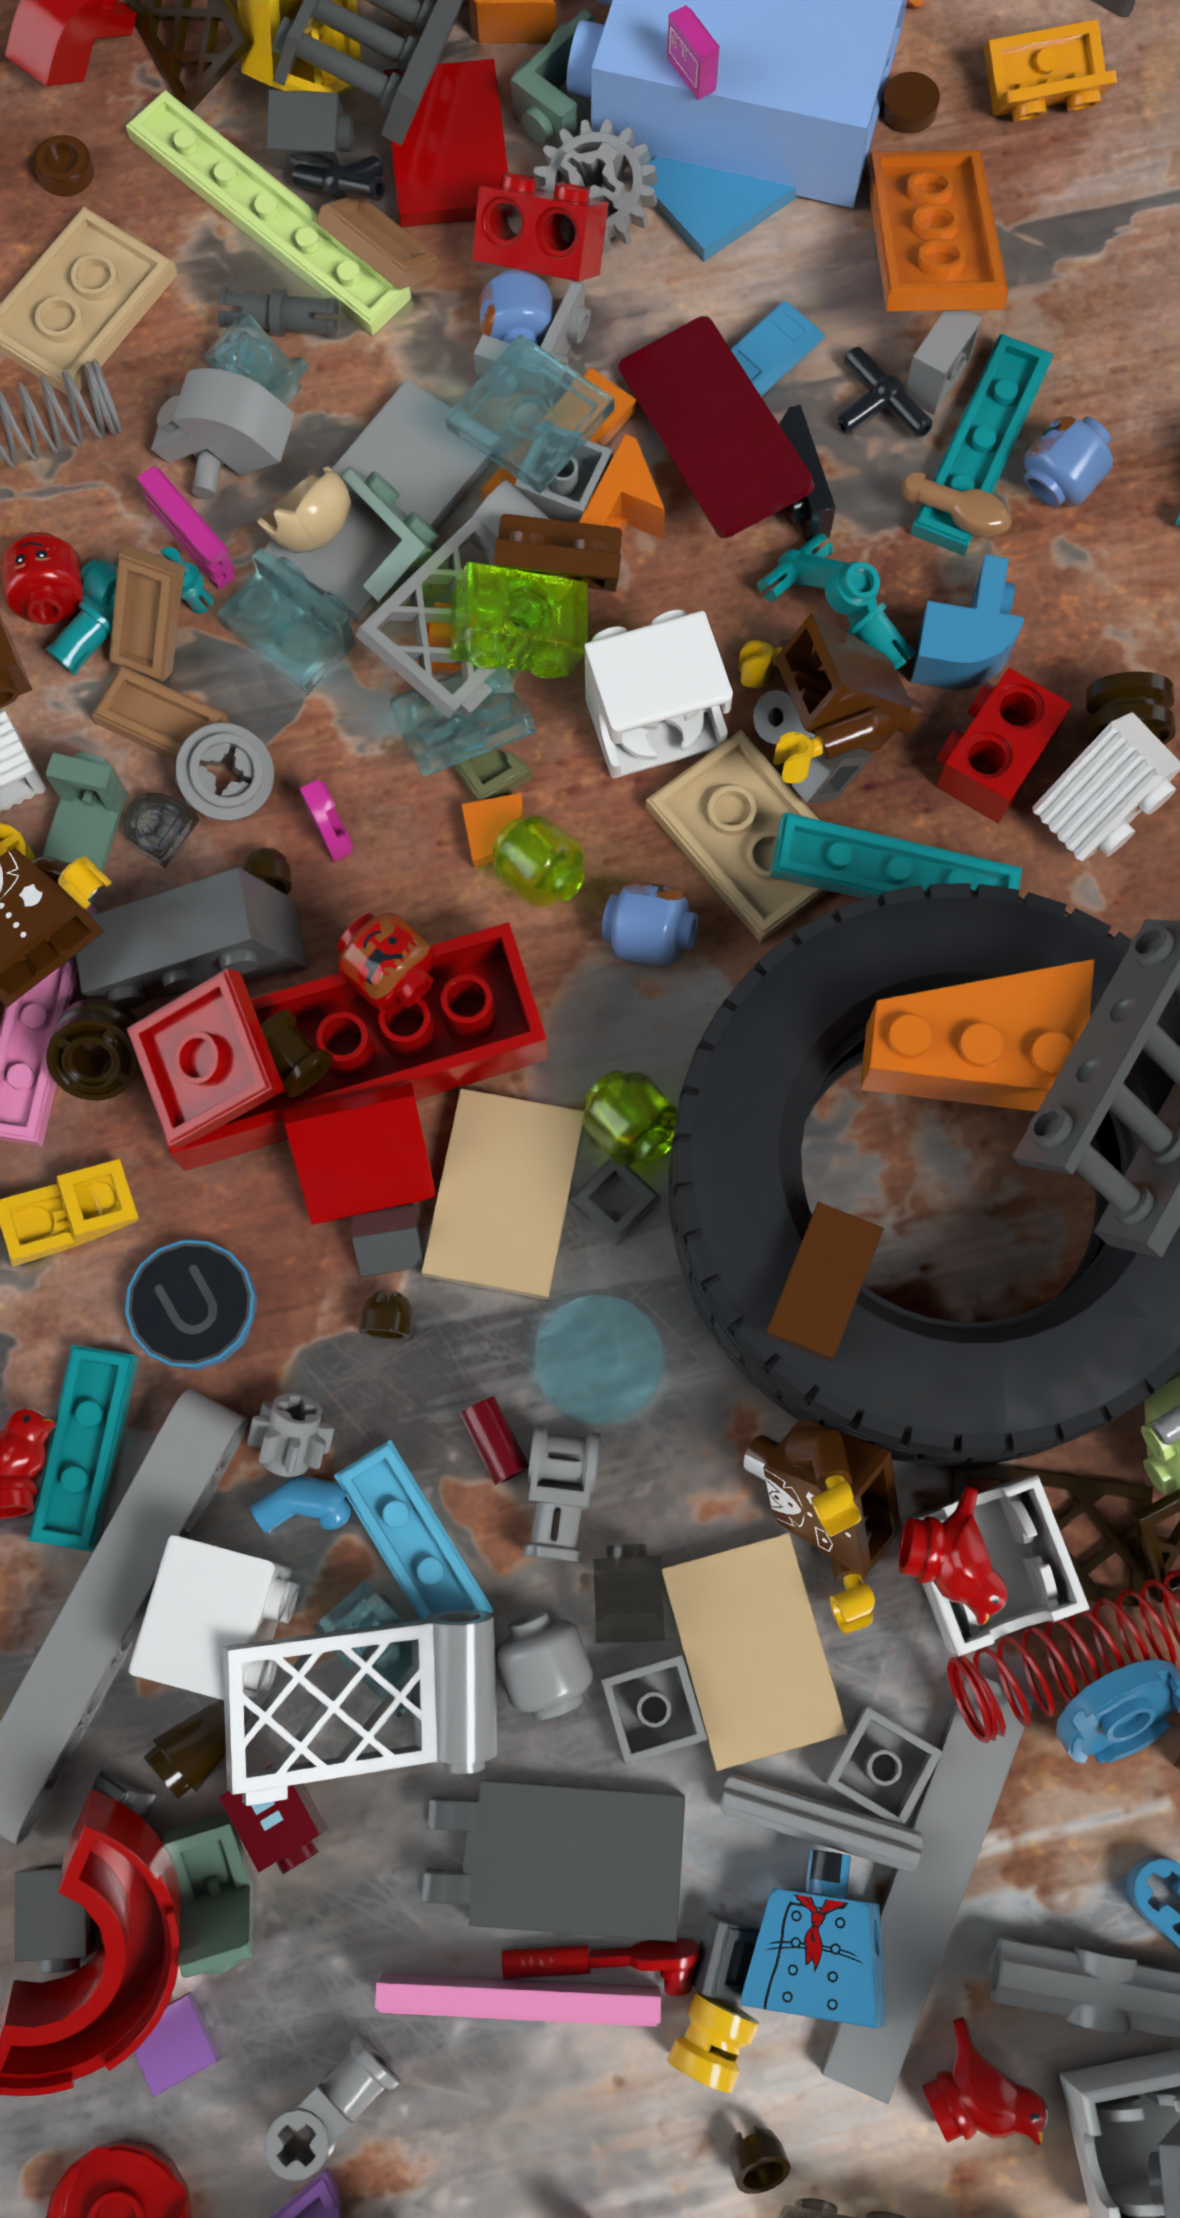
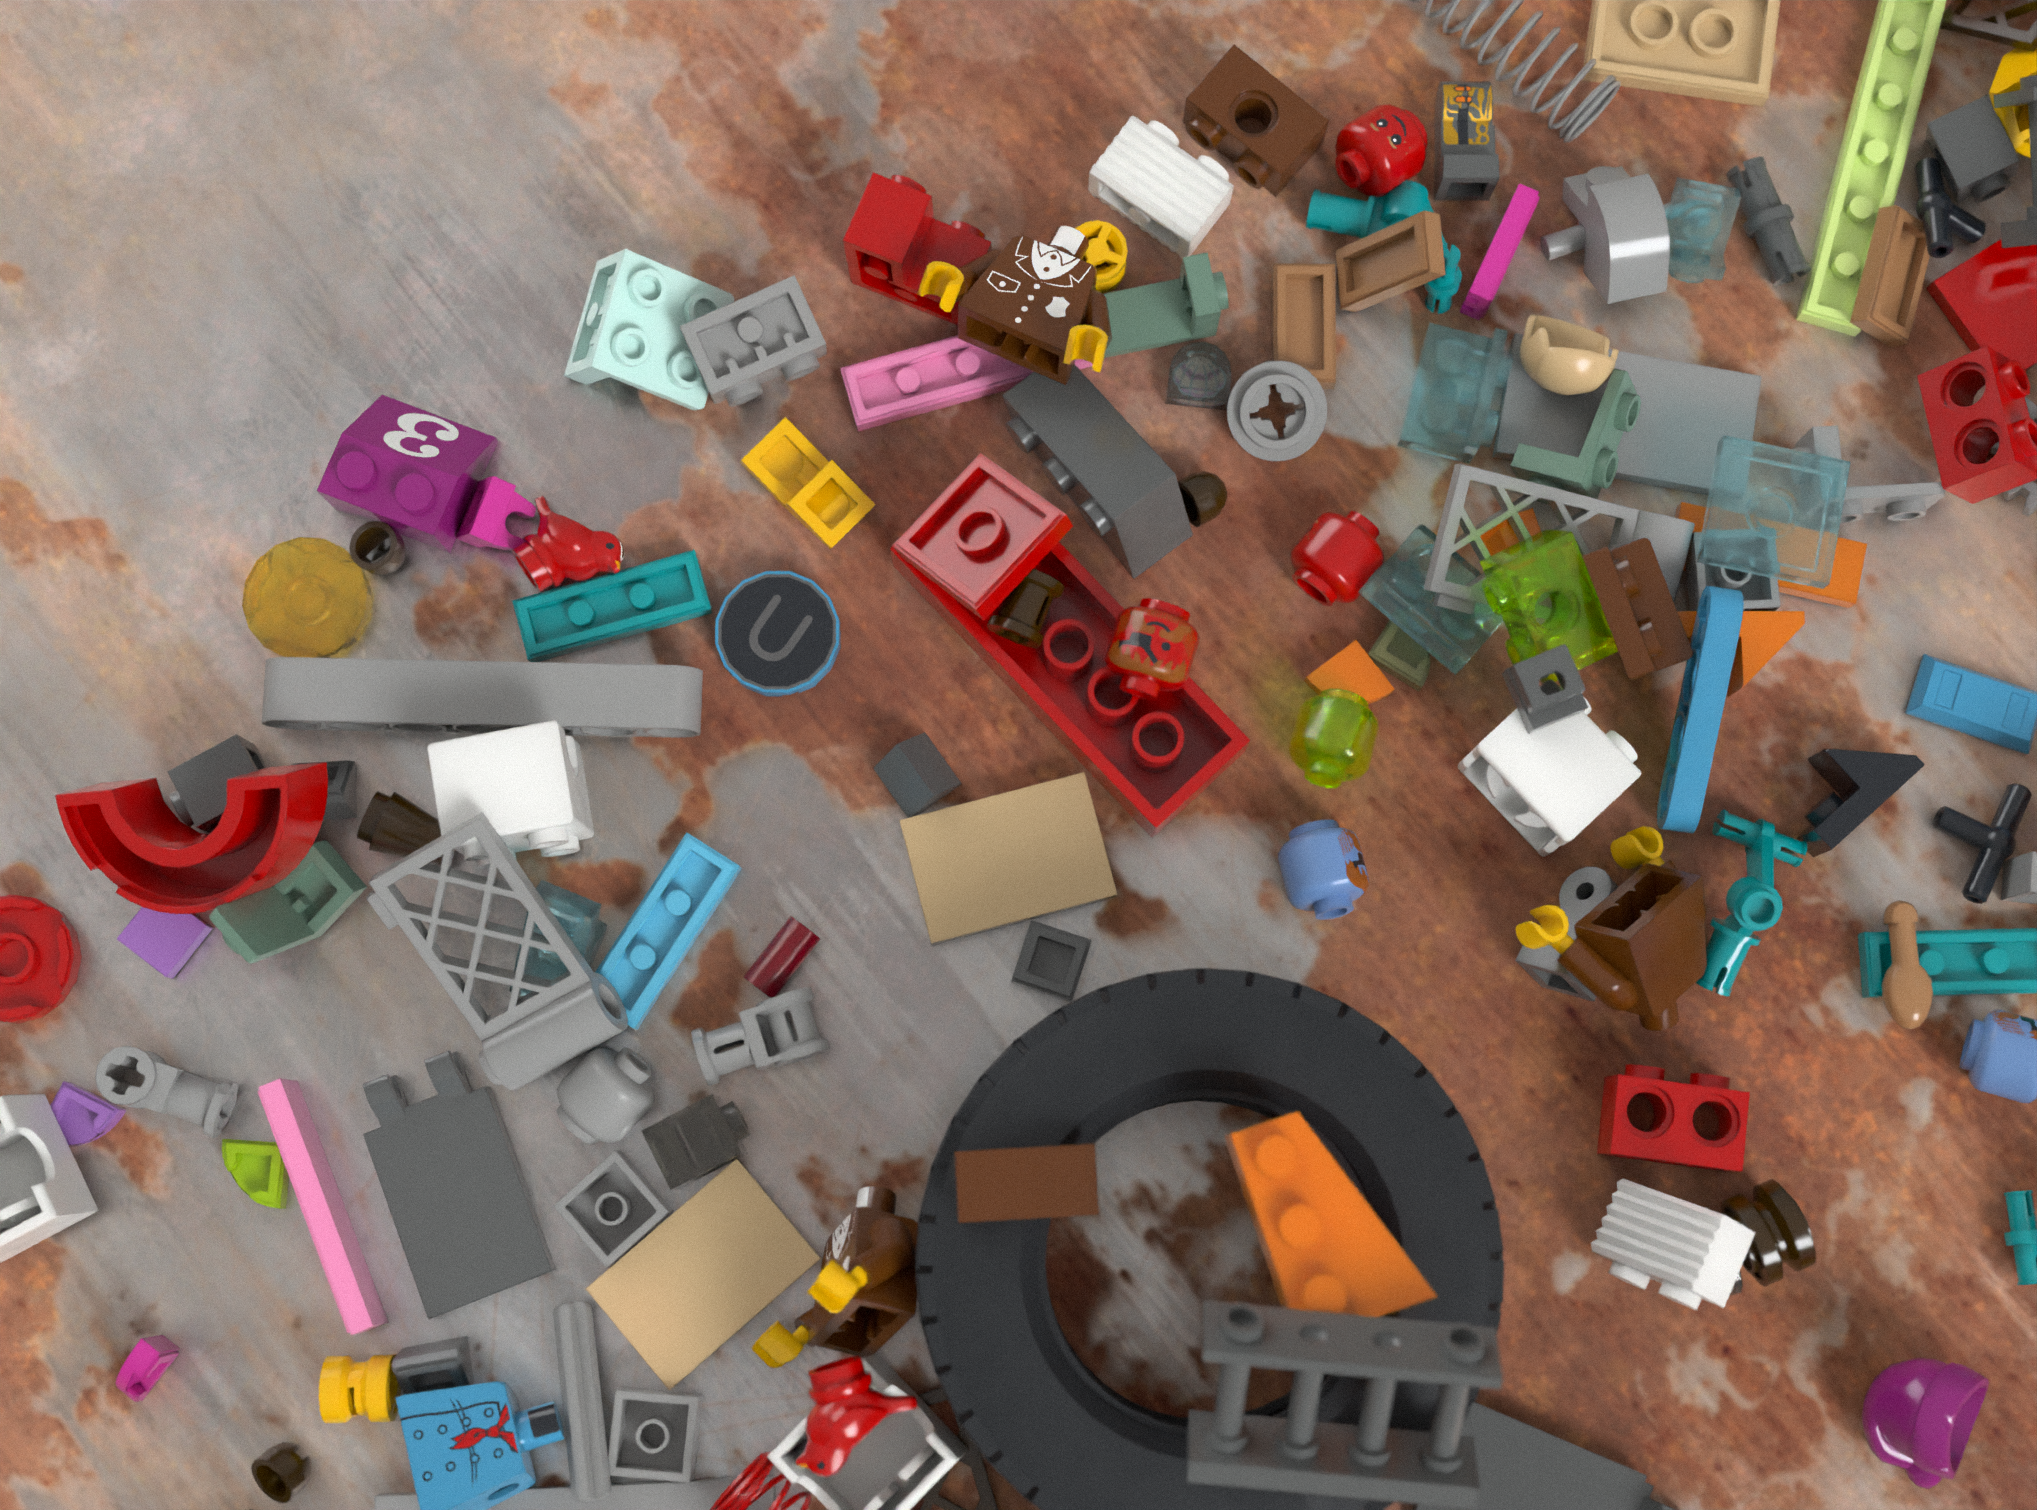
camera: 65 degrees right, 5 degrees up
(74, 510) = (1464, 142): none -> dark grey leg
(85, 1073) = (955, 428): dark brown wheel -> none
(277, 1829) = (365, 938): dark red brick -> none
(290, 1435) = (701, 778): light grey gear -> none
(304, 1497) = (656, 815): dark azure arm -> none
(329, 826) = (1278, 525): dark pink tile -> none
(360, 1153) = (975, 713): red tile -> none
(381, 785) = (1336, 557): none -> red head
(387, 1319) = (846, 808): dark brown hinge -> none
(452, 2051) = (258, 1170): none -> lime tile
(516, 305) = (1884, 444): medium blue head -> none
(588, 661) = (1533, 705): none -> dark grey piece
(599, 1360) = (897, 1016): clear light blue tile -> none
(629, 1118) = (1126, 936): clear neon green head -> none
(667, 550) = (1700, 709): none -> dark azure beam
(672, 1959) = (412, 1323): red piece -> none
(715, 427) = (1860, 693): dark red piece -> none
(727, 825) = (1458, 920): tan tile -> none
(872, 863) = (1491, 1075): teal tile -> none
(964, 644) = (1760, 1044): dark azure brick -> none

